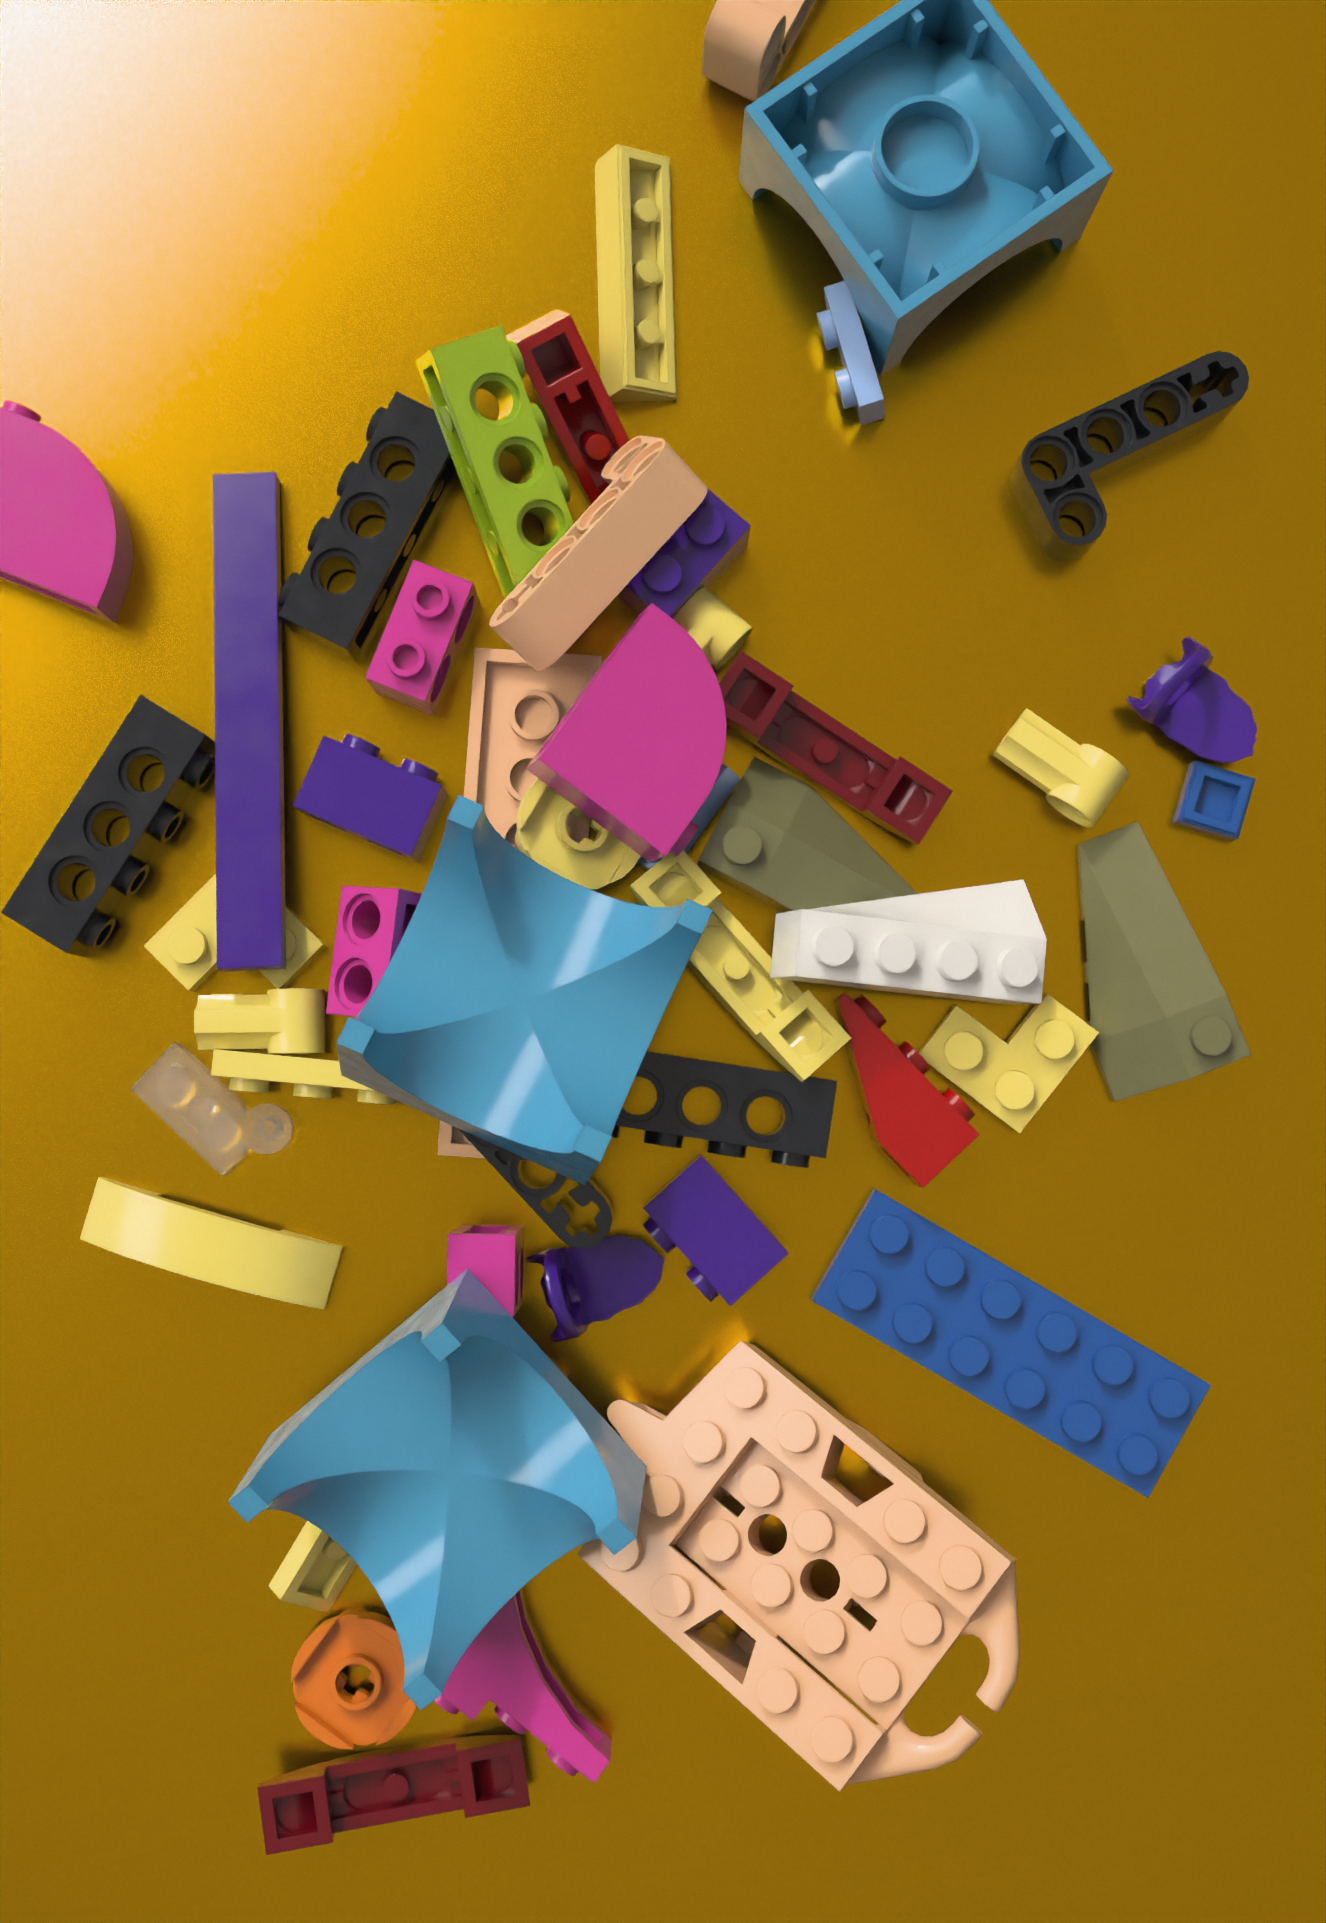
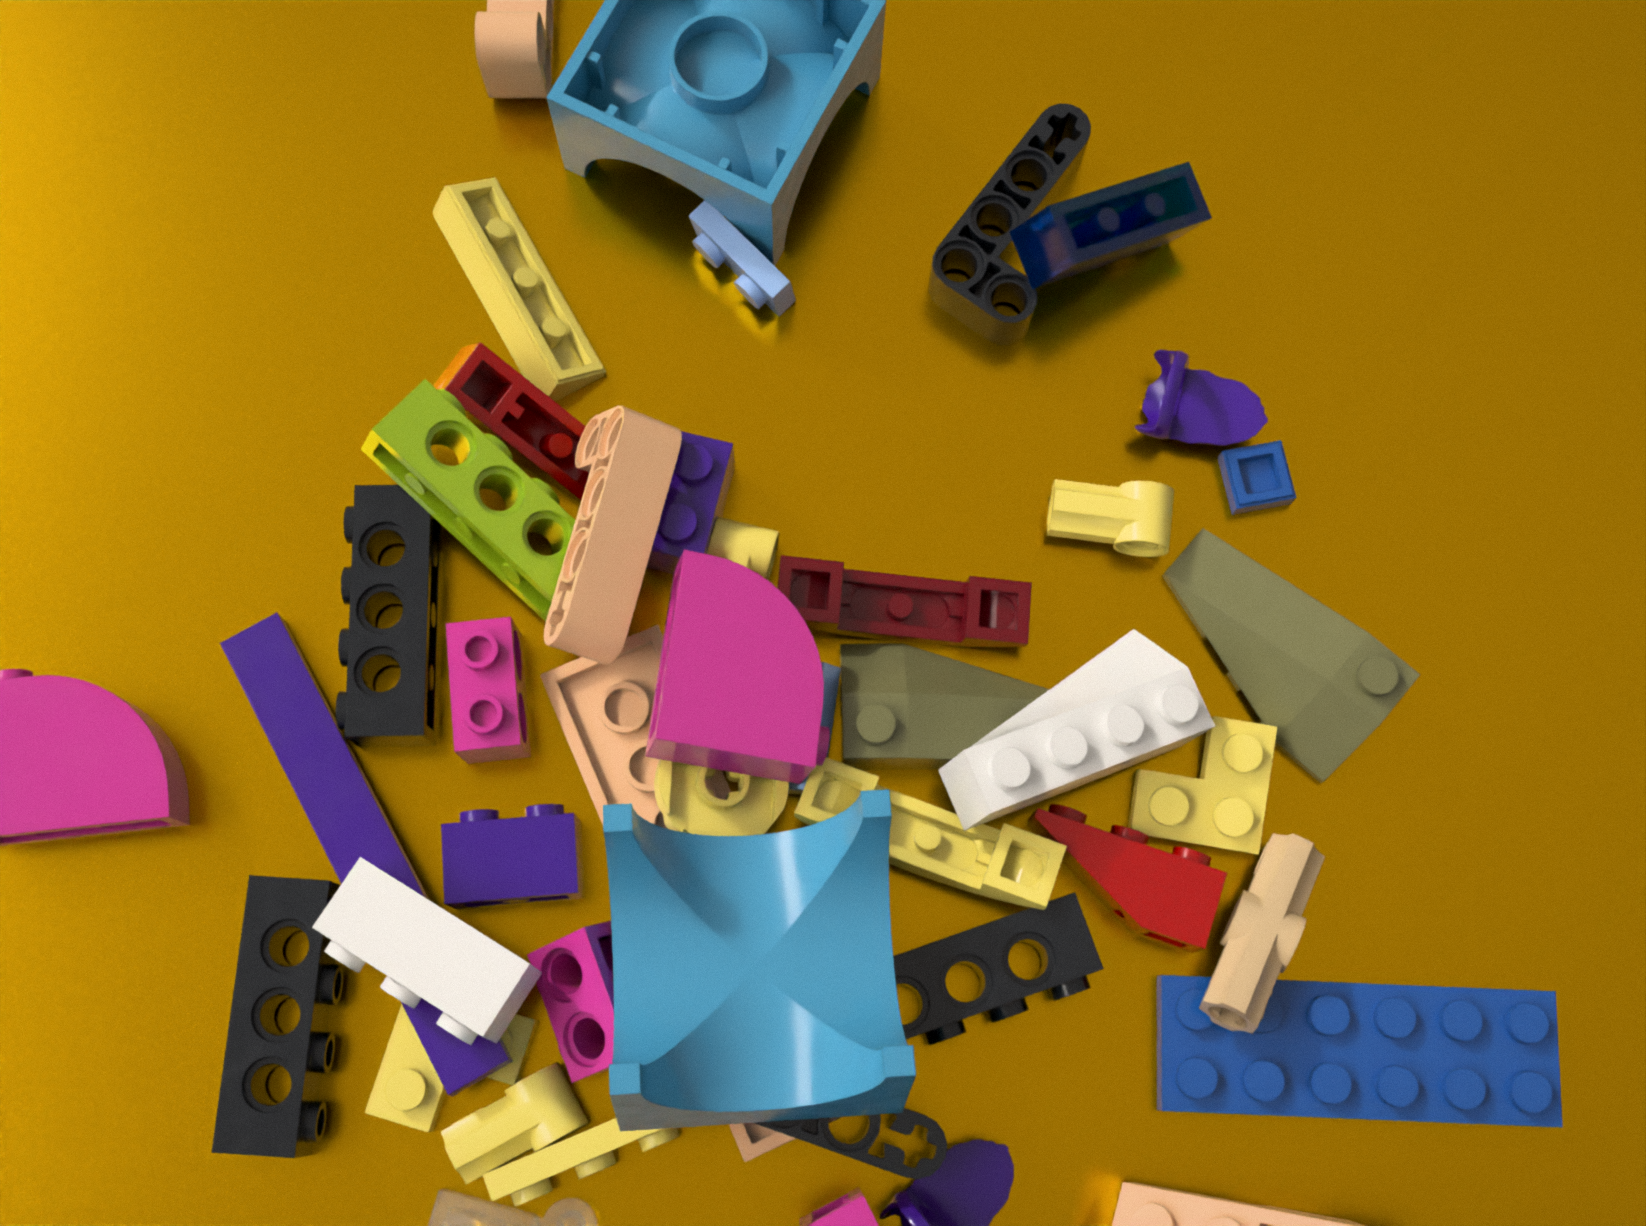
camera: 30 degrees left, 10 degrees down
(254, 840) = (425, 954): none -> white brick
(713, 1231) = (1037, 1093): dark purple brick -> none
(982, 1200) = (1262, 933): none -> tan piece
(1209, 495) = (1109, 224): none -> clear blue brick

